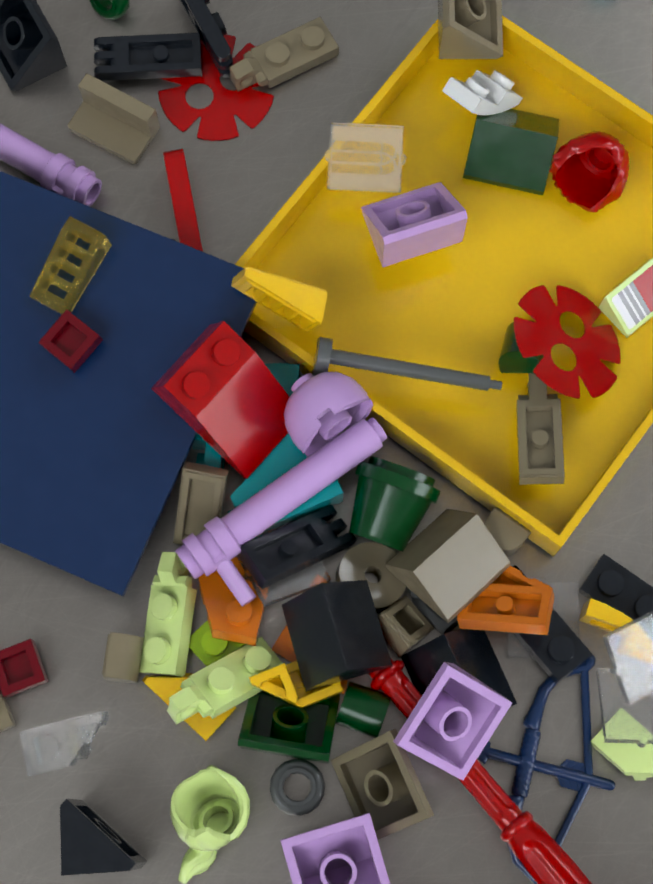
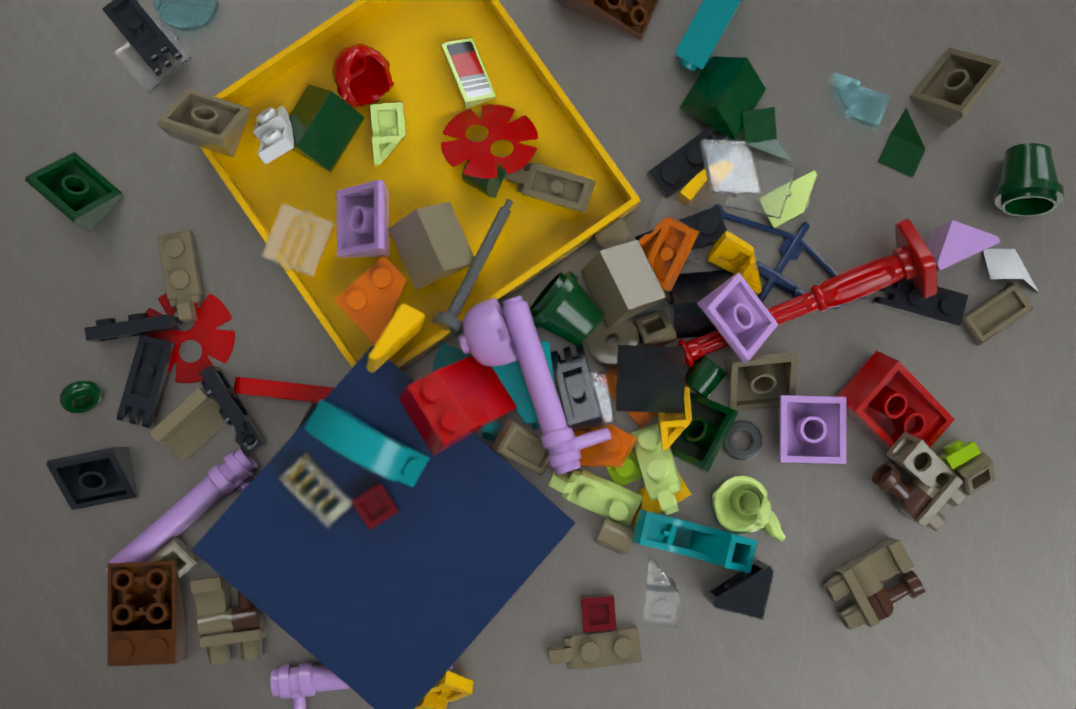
camera: 75 degrees left, 10 degrees up
(135, 304) = (365, 444): none -> teal arch
(146, 157) = (232, 408): none -> black hinge
(146, 760) = (695, 541): none -> teal arch
(327, 261) = (373, 298): none -> orange wing
(415, 309) = (431, 244): none -> dark tan slope
(533, 704) = (736, 257): none -> yellow slope
(539, 223) = (387, 129): none -> yellowish green slope

